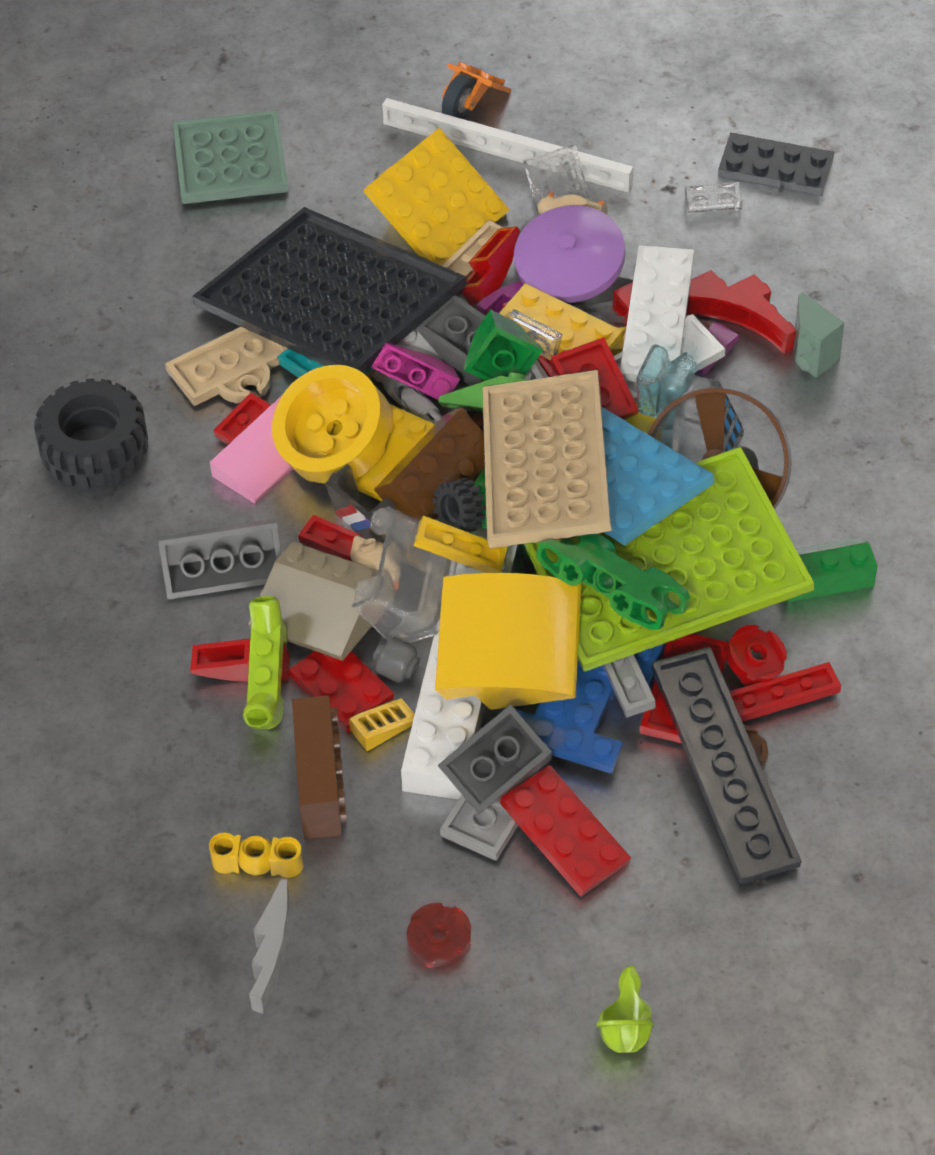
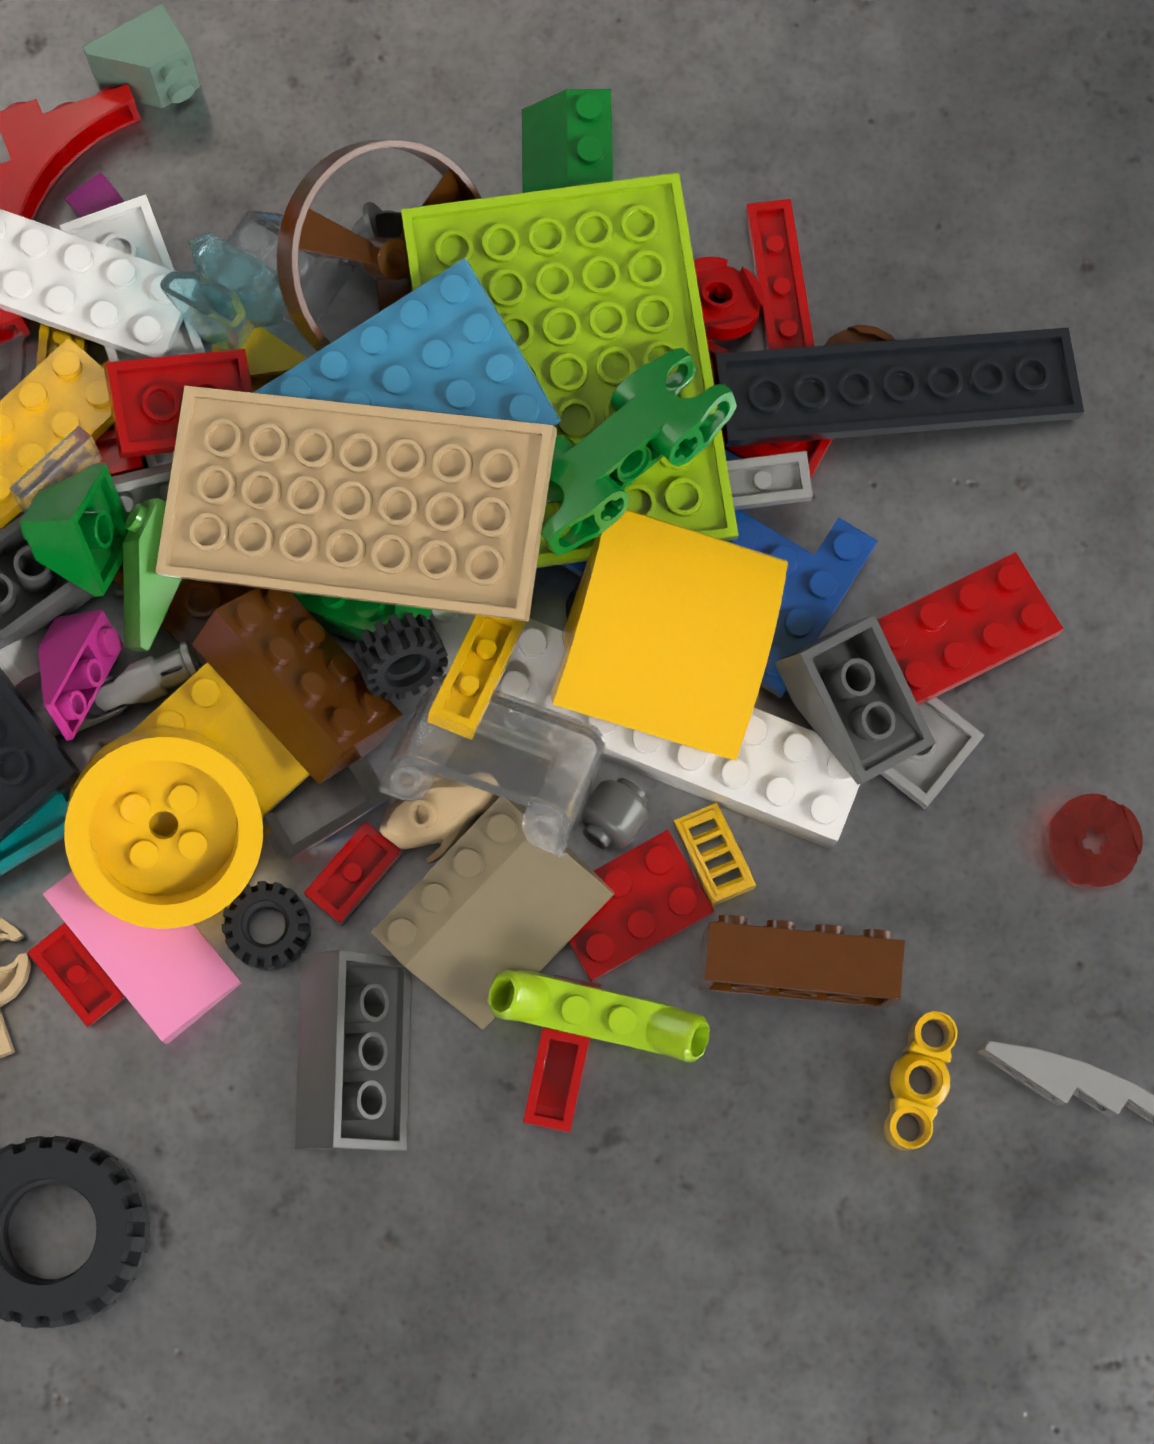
camera: 85 degrees left, 25 degrees up
(285, 491) = (287, 946): none -> black tyre

